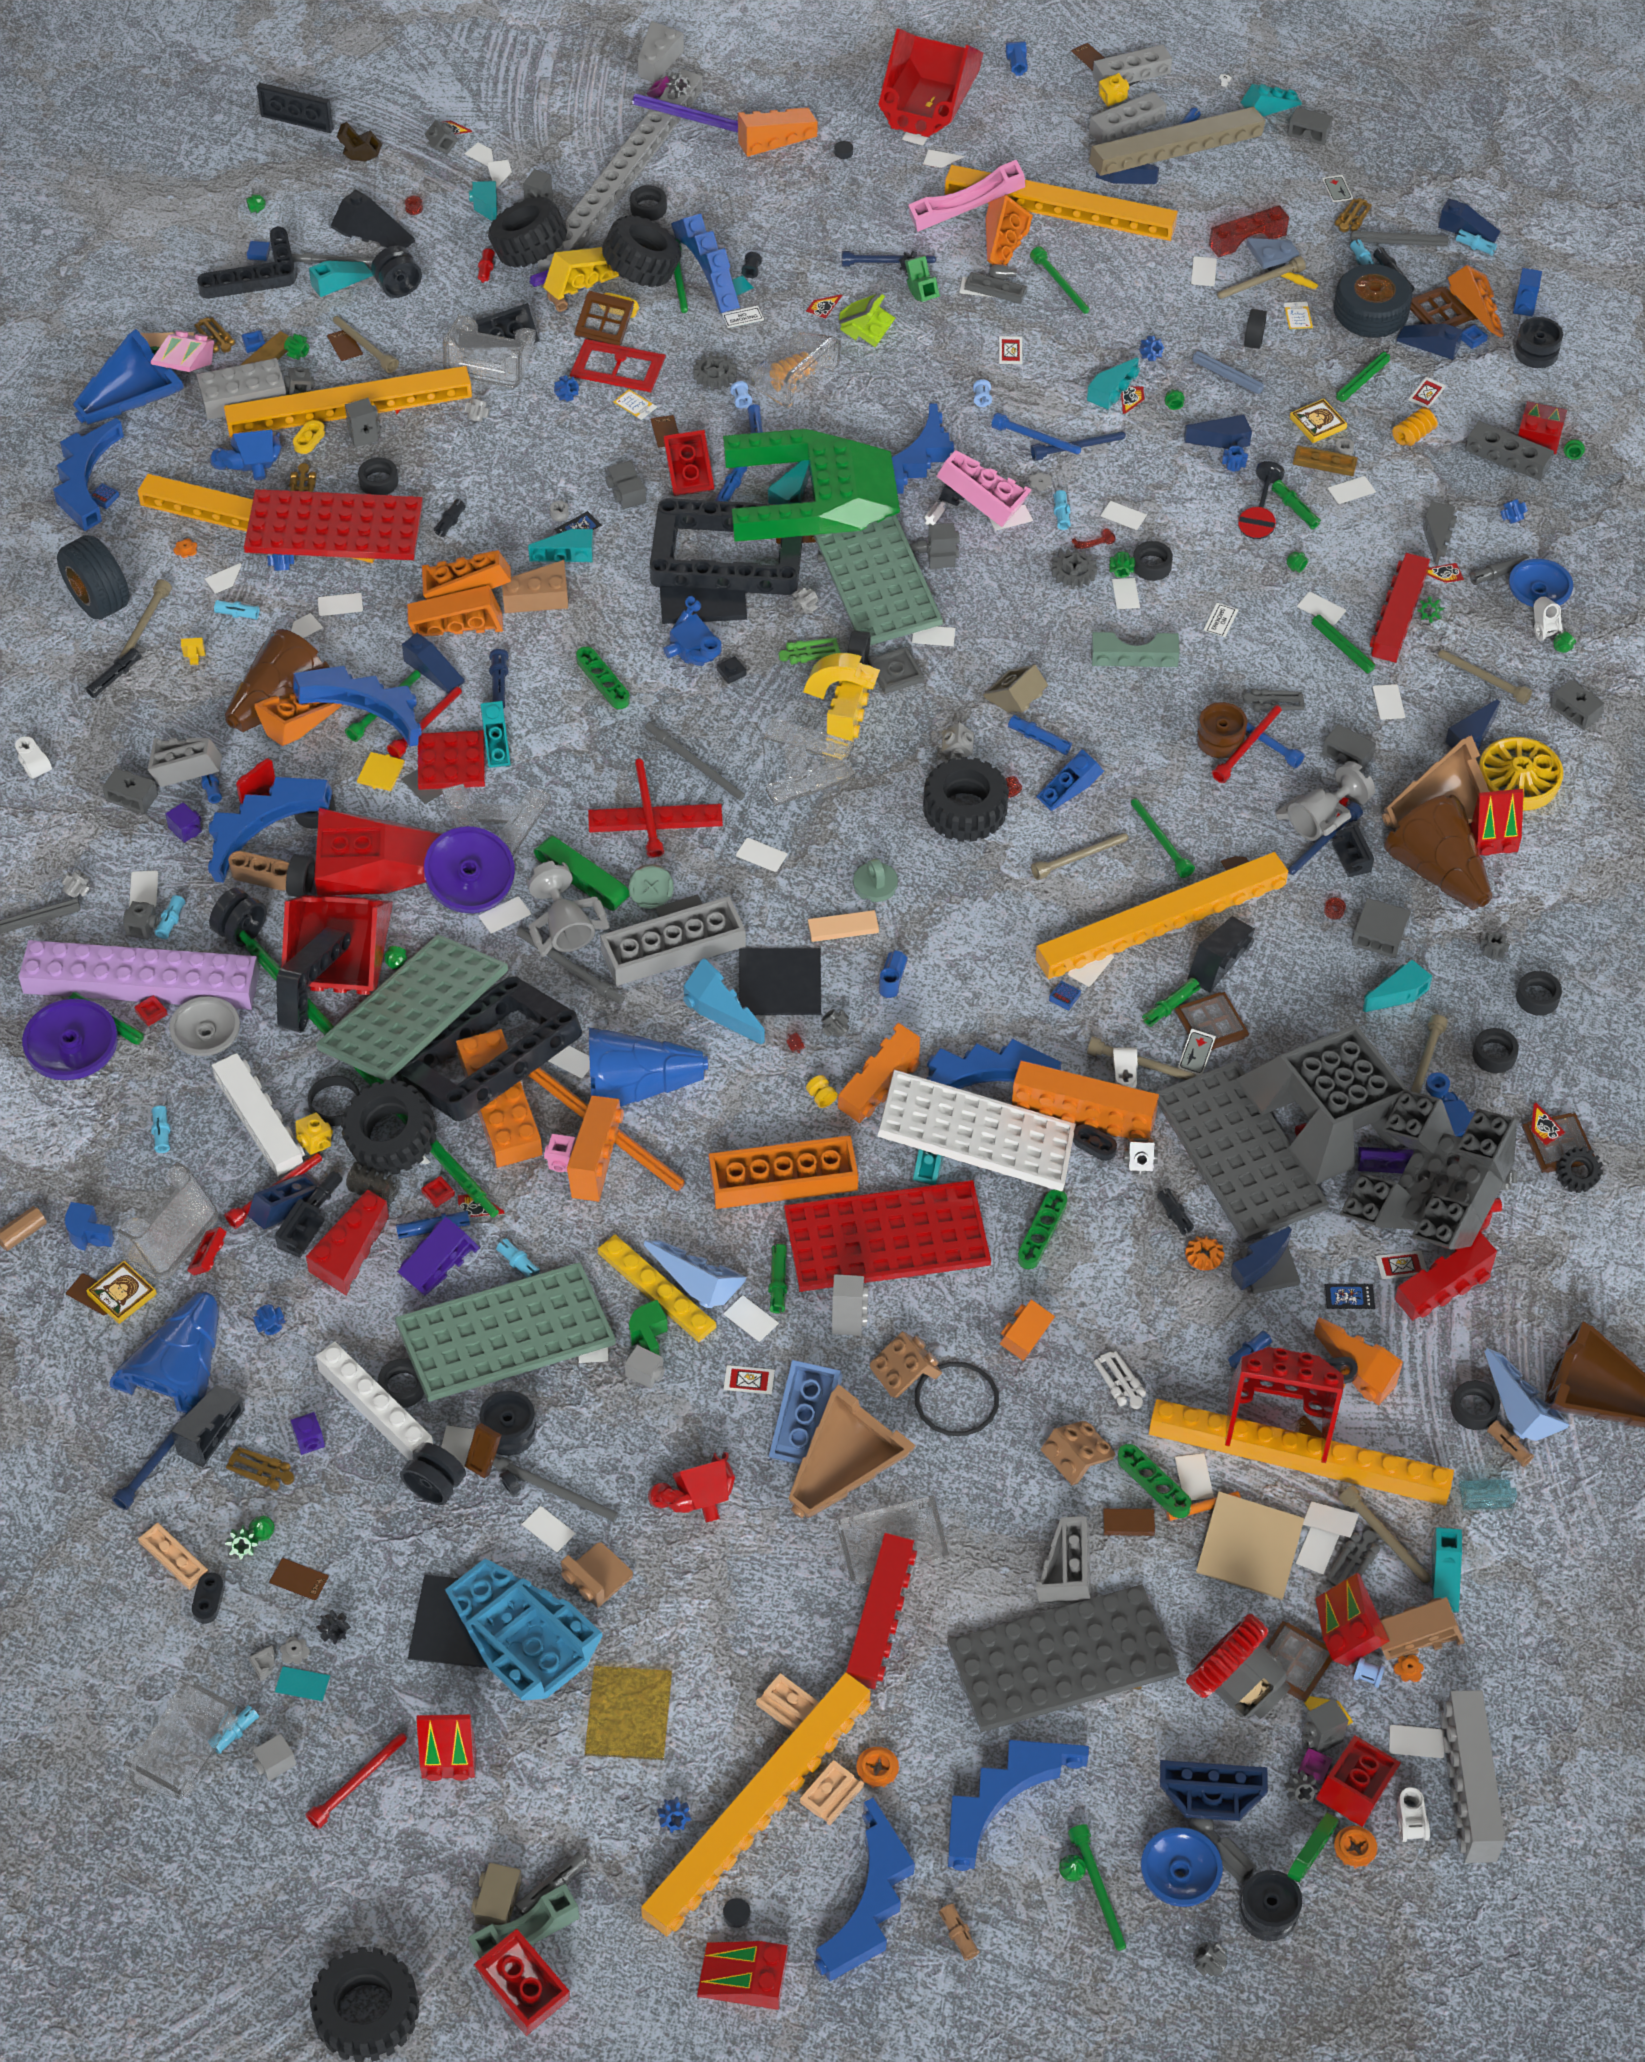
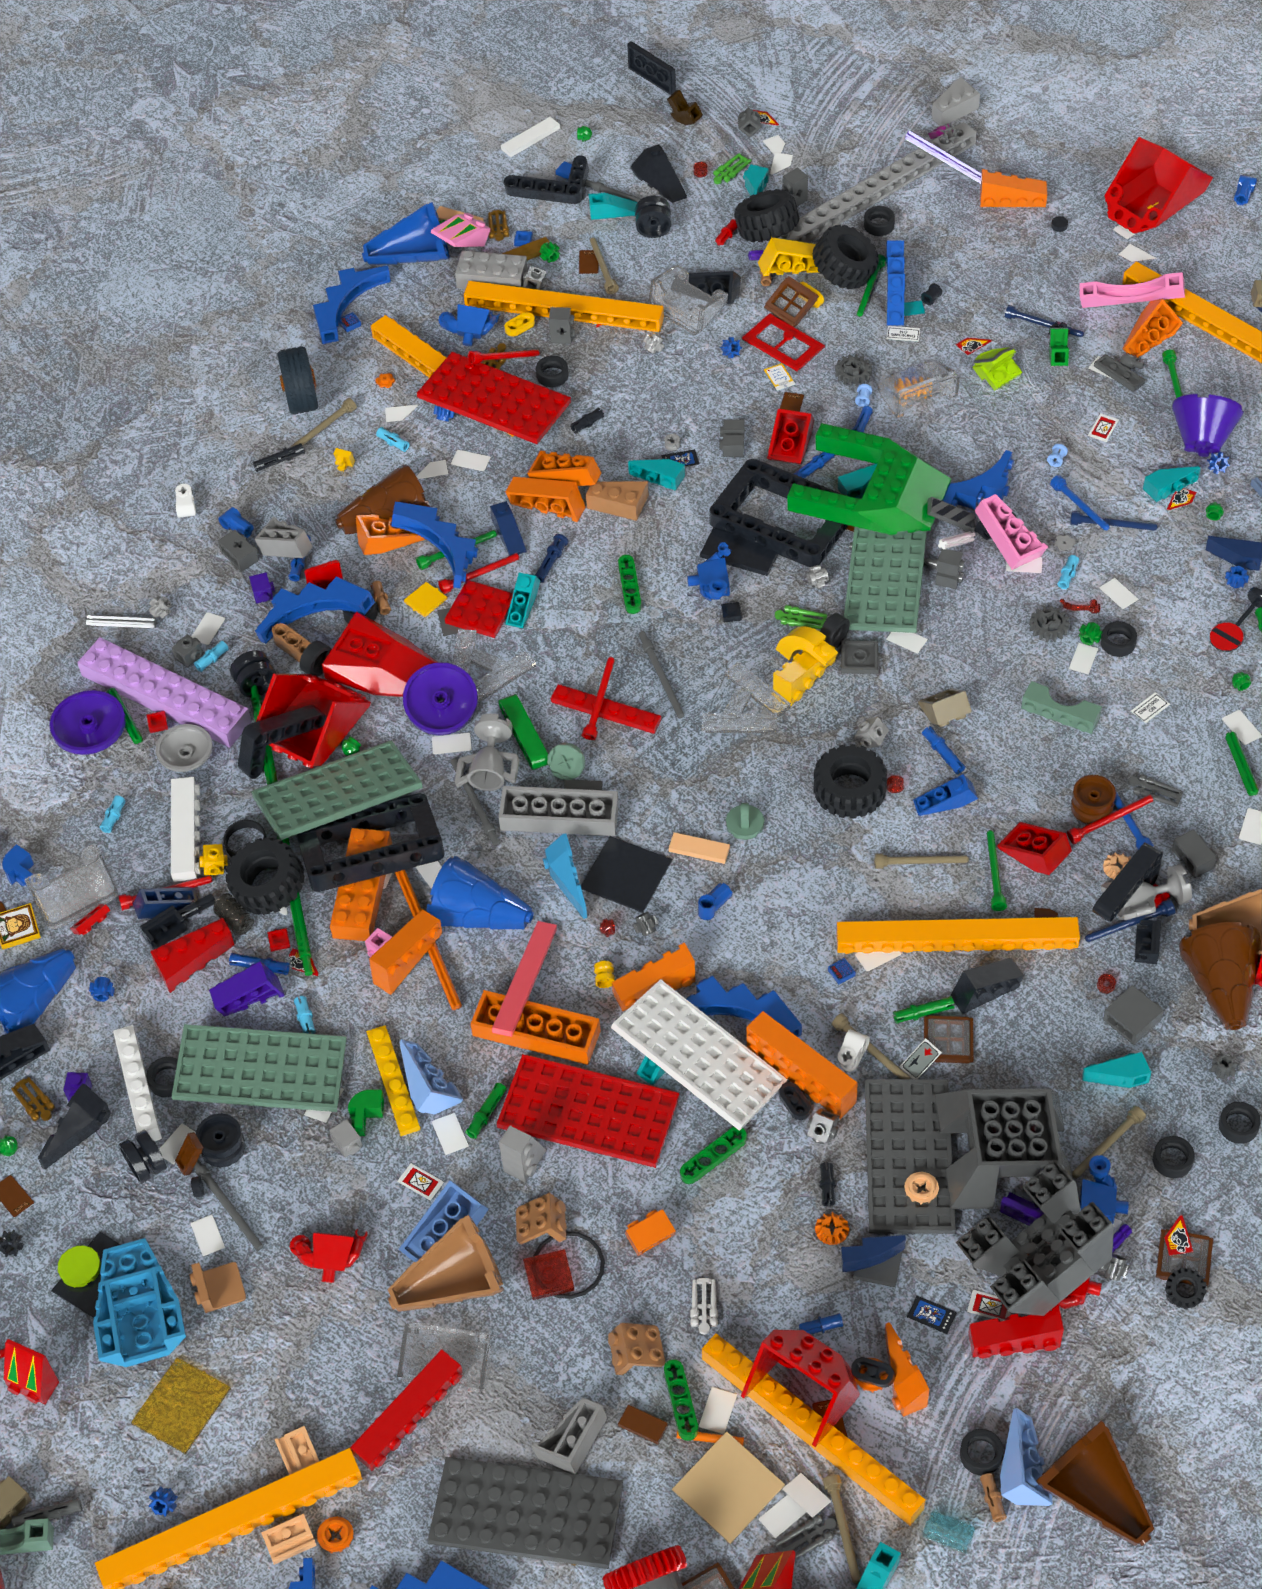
camera: 30 degrees right, 0 degrees up
(102, 759) = (233, 520): none -> blue piece
(193, 225) = (530, 136): none -> white tile
(291, 485) = (476, 357): none -> red piece
(337, 792) = (380, 597): none -> medium nougat pin
(338, 1460) = (83, 1119): none -> black wedge
(426, 1618) = (79, 1266): none -> lime tile
(439, 211) = (731, 171): none -> bright green piece
(745, 1126) = (524, 979): none -> coral tile
(761, 854) = (670, 767): white sticker -> none
(911, 488) = (951, 514): none -> dark grey tile
(945, 1415) = (548, 1274): none -> clear red tile
(1121, 308) = (1205, 421): none -> dark purple cone
(1190, 798) = (1036, 847): none -> red slope
(1280, 795) = (1110, 867): none -> light nougat gear
(1284, 1173) = (919, 1179): none -> light nougat gear
(1313, 795) = (1141, 868): none -> black beam

